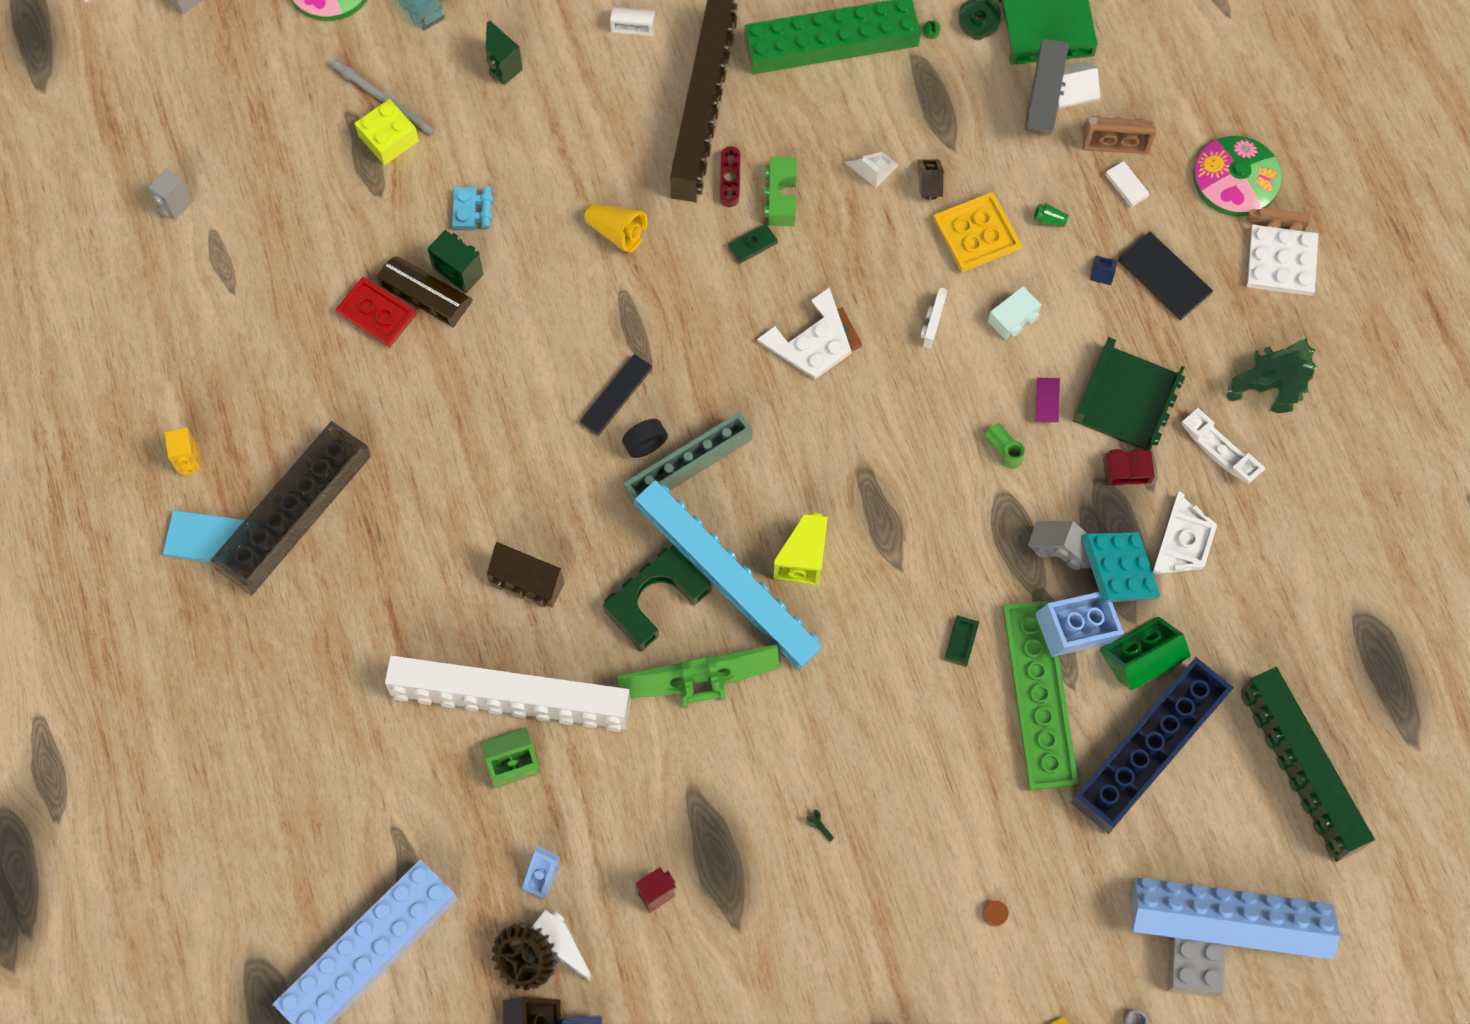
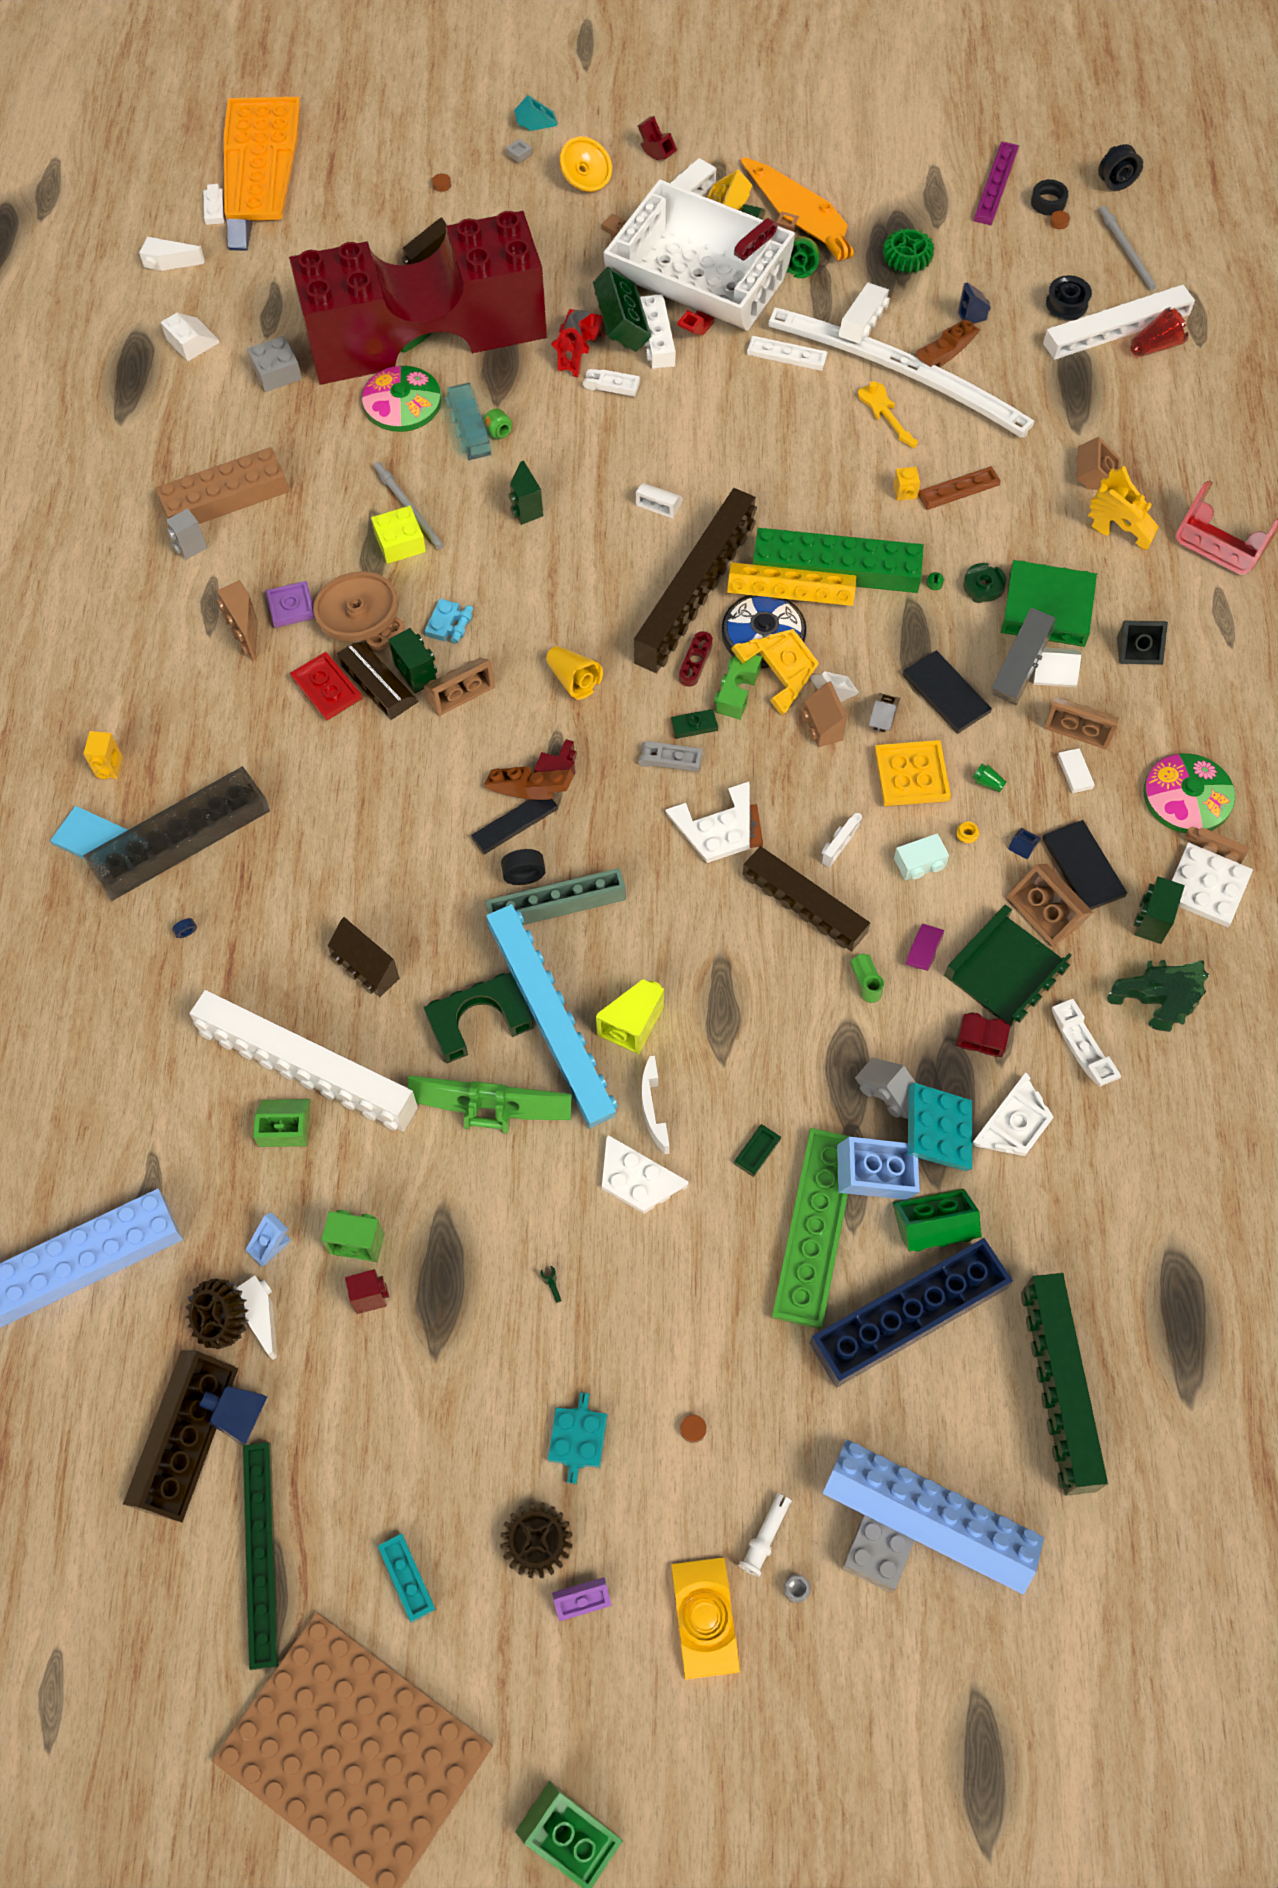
camera: 20 degrees right, 5 degrees down
(186, 133) = (225, 487): none -> medium nougat brick
(258, 261) = (240, 614): none -> medium nougat slope
(305, 236) = (290, 604): none -> medium lavender plate
(336, 600) = (184, 928): none -> dark blue tile
(375, 220) = (356, 606): none -> medium nougat dish
(413, 242) = (383, 637): none -> medium nougat plate
(510, 272) = (460, 686): none -> medium nougat slope
(616, 354) = (524, 784): none -> dark orange slope
(622, 842) = (353, 1236): none -> bright green brick
(639, 330) = (564, 761): none -> dark red brick
(742, 283) = (670, 756): none -> light grey plate
(785, 125) = (758, 618): none -> dish
(797, 73) = (792, 584): none -> yellow brick
(822, 153) = (788, 660): none -> yellow wing
(861, 702) = (637, 1178): none -> white wing
(865, 654) = (657, 1131): none -> white slope
(877, 199) = (825, 716): none -> medium nougat slope
(896, 956) = (578, 1438): none -> teal plate
(921, 387) = (805, 899): none -> dark brown brick
(981, 140) = (947, 691): none -> black tile
(1048, 270) = (967, 827): none -> yellow plate
(1092, 997) = (760, 1546): none -> white pin
(1146, 323) = (1049, 904): none -> medium nougat slope
(1147, 37) = (1142, 642): none -> pearl dark grey slope
(1248, 299) = (1158, 909): none -> dark green brick

